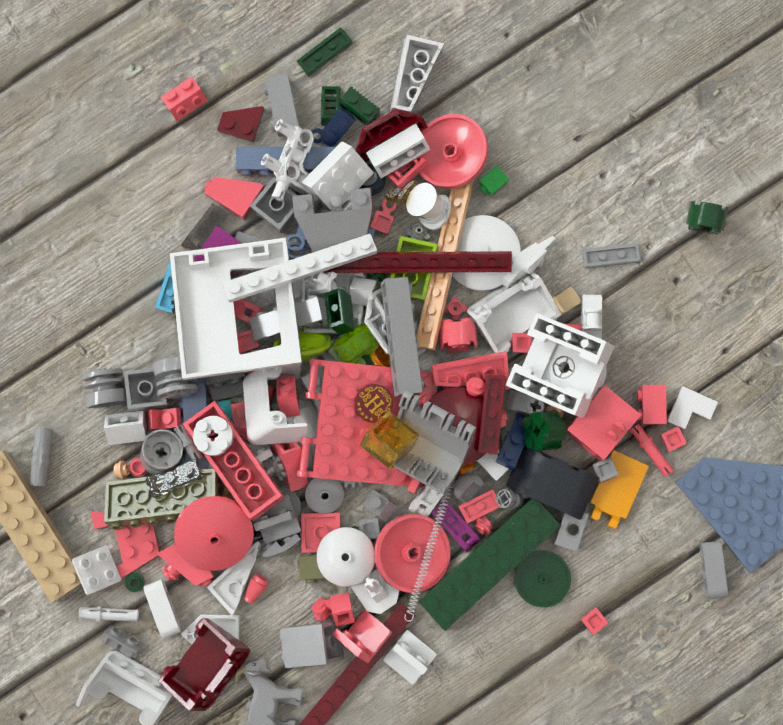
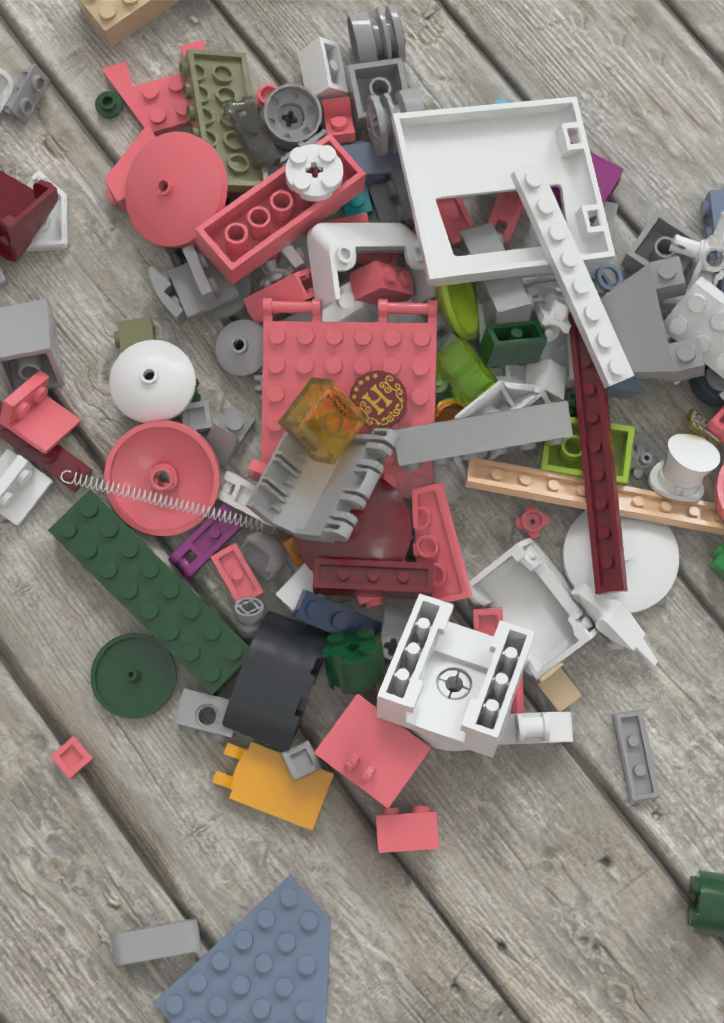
camera: 80 degrees right, 5 degrees down
(96, 570) = (121, 47): white bracket -> none
(108, 614) = (63, 73): white pin -> none
(121, 470) = (263, 73): light nougat plate -> none
(162, 609) = (72, 142): white beam -> none
(170, 572) = (121, 146): coral plate -> none
(203, 229) = (636, 168): clear smoke plate -> none
(232, 582) = (110, 231): white wing -> none
(233, 194) = (671, 191): coral slope -> none
(255, 588) = (106, 265): coral cone -> none
(315, 527) = (196, 340): coral plate -> none
(337, 606) = (79, 378): coral brick -> none
(375, 593) = (100, 430): white piece -> none
(383, 220) = (654, 408): coral plate -> none
(457, 336) = (491, 524): coral brick -> none
(475, 386) = (414, 550): coral plate -> none
(483, 526) = (208, 581): coral plate -> none
(651, 449) = (337, 833): coral pin -> none
(673, 439) = (356, 867): coral plate -> none
(688, 403) = (415, 889): white tile -> none

